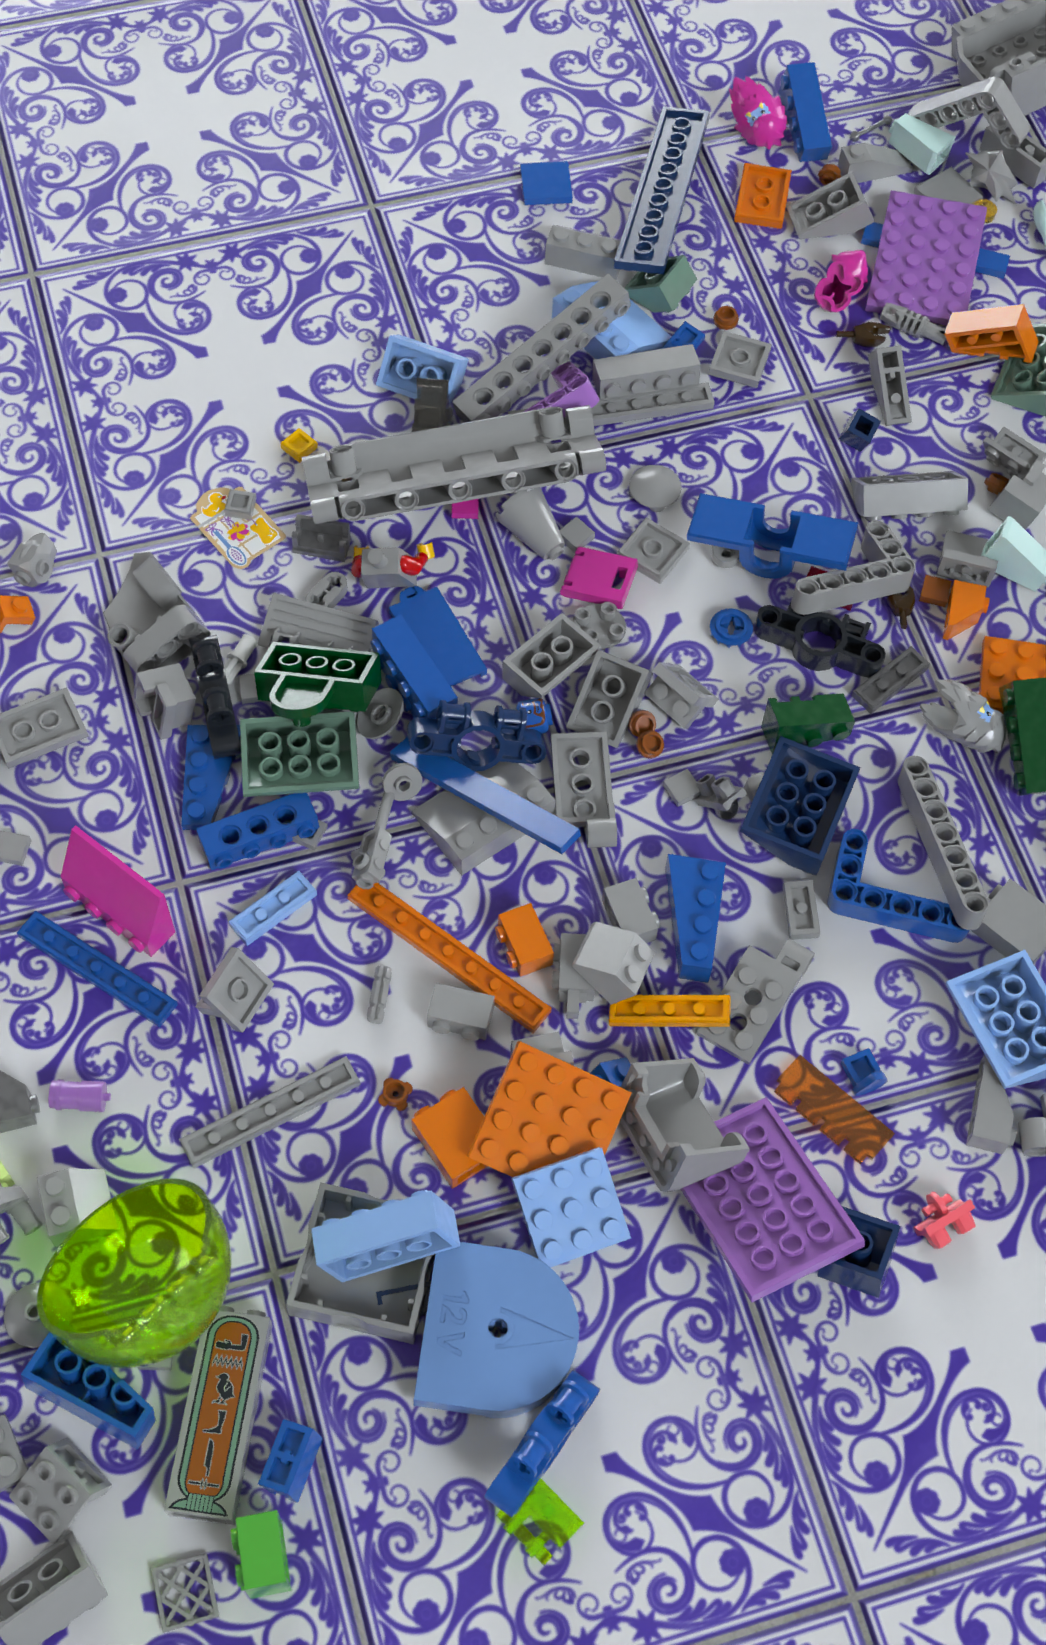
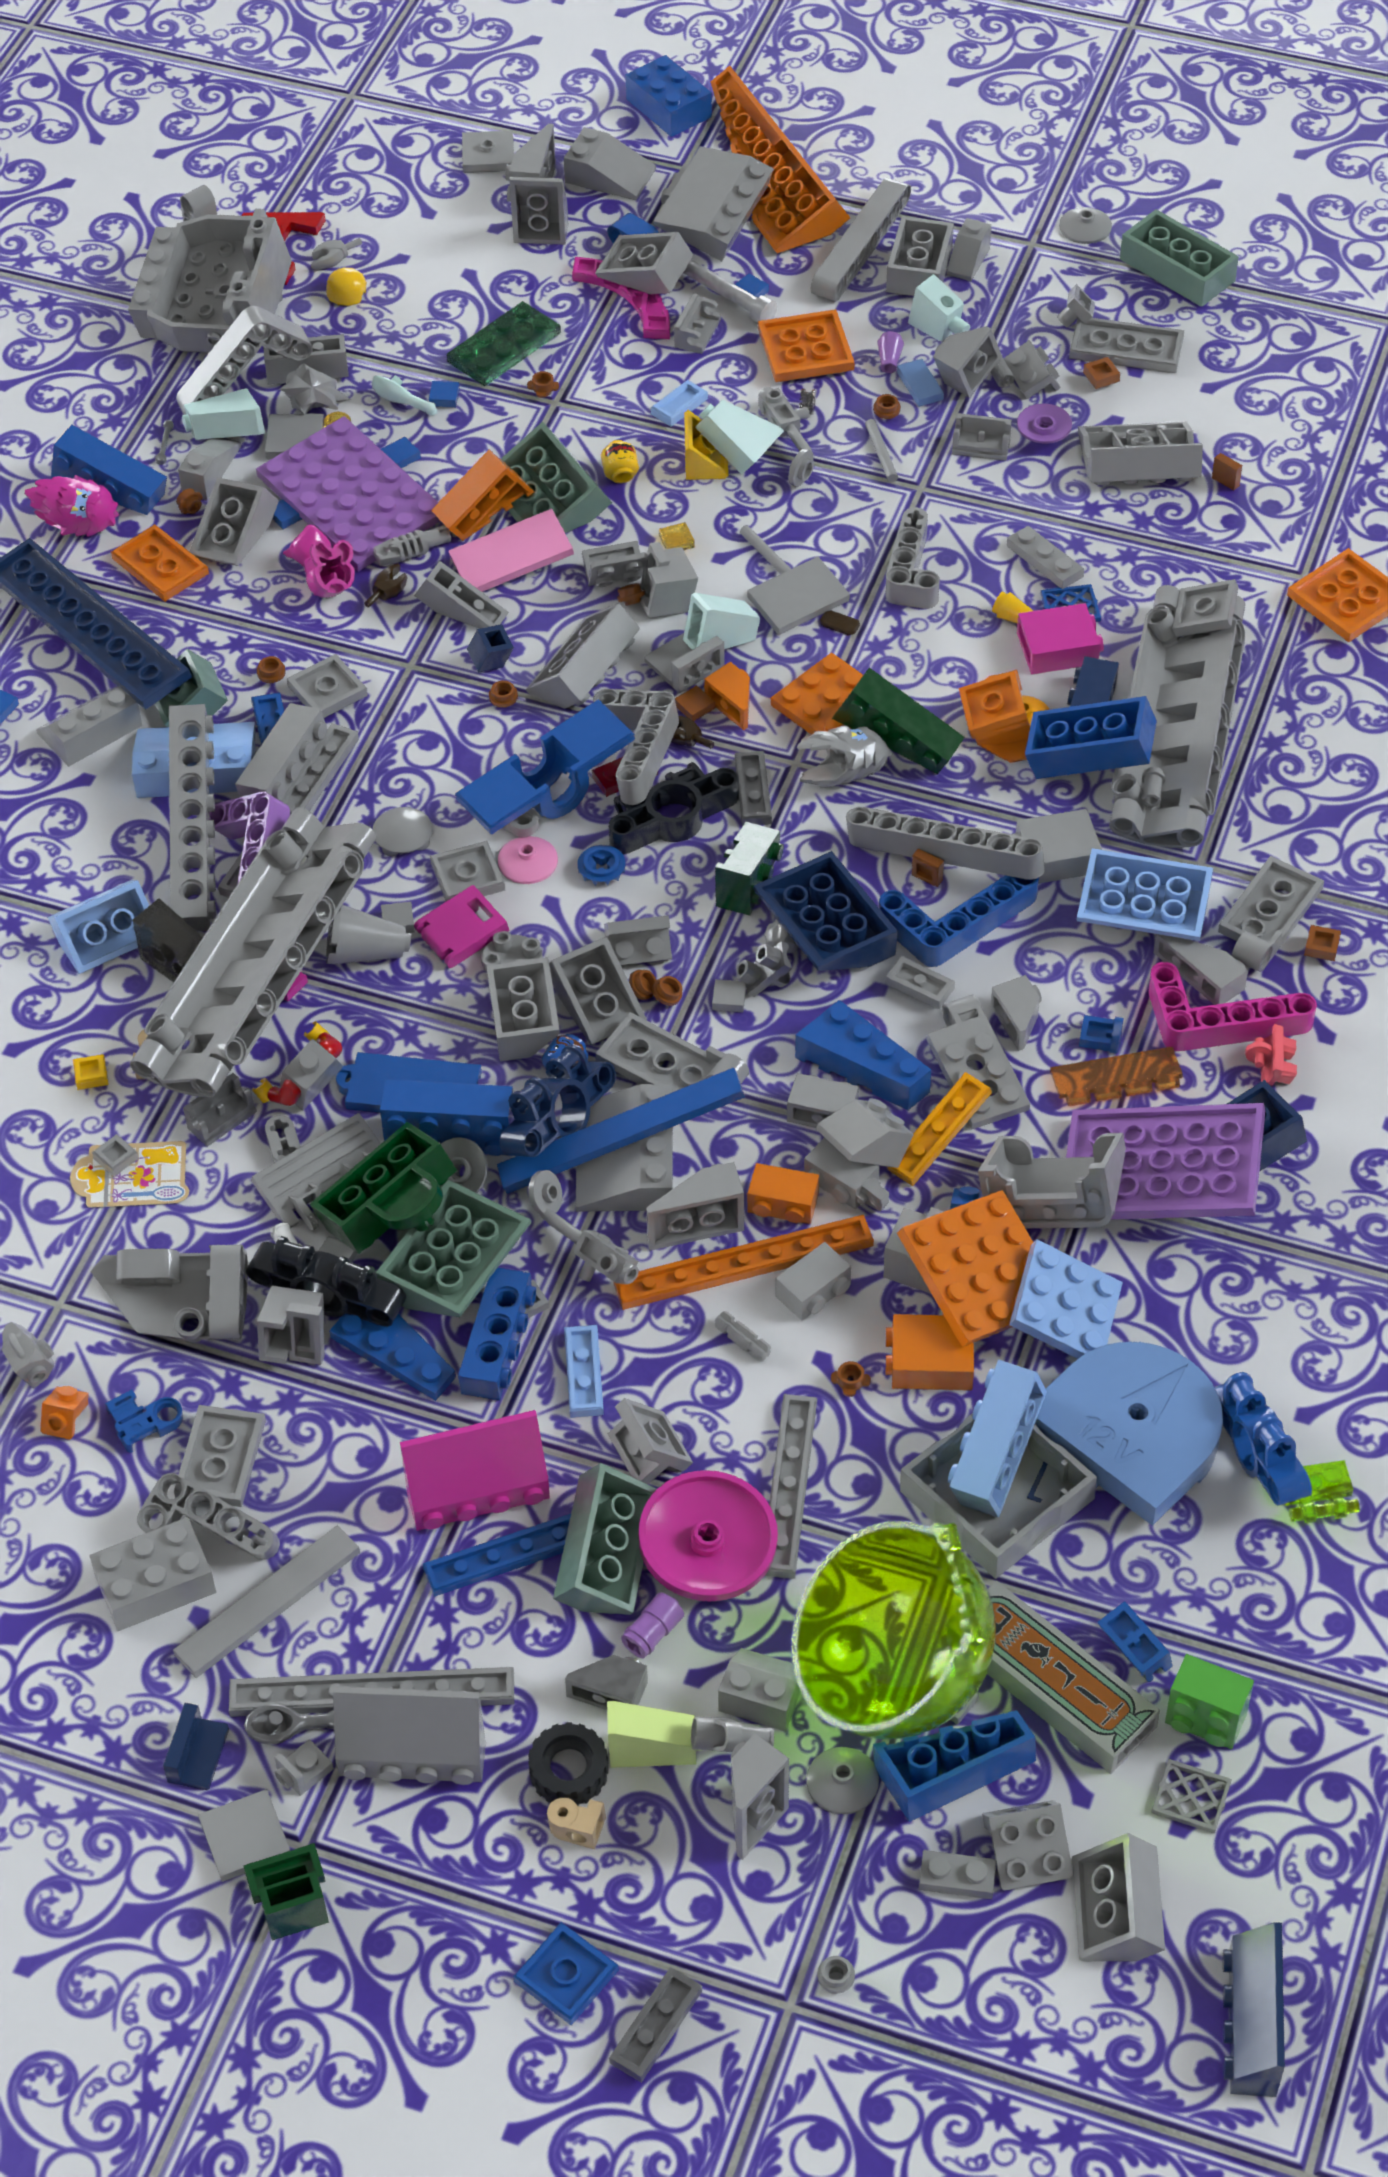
camera: 50 degrees left, 10 degrees down
(35, 656) = (138, 1425): none -> blue piece
(124, 1019) = (601, 1547): none -> sand green slope
(158, 1062) = (707, 1535): none -> dark pink dish
(461, 889) = (698, 1208): none -> light grey slope
(698, 588) = (527, 860): none -> bright pink dish
(831, 461) = (503, 694): none -> dark orange plate
(833, 995) = (1016, 1008): none -> light grey slope
(915, 845) = (927, 867): none -> dark orange tile
(953, 1155) = (1222, 1023): none -> dark pink beam
(963, 386) = (512, 551): none -> bright pink tile

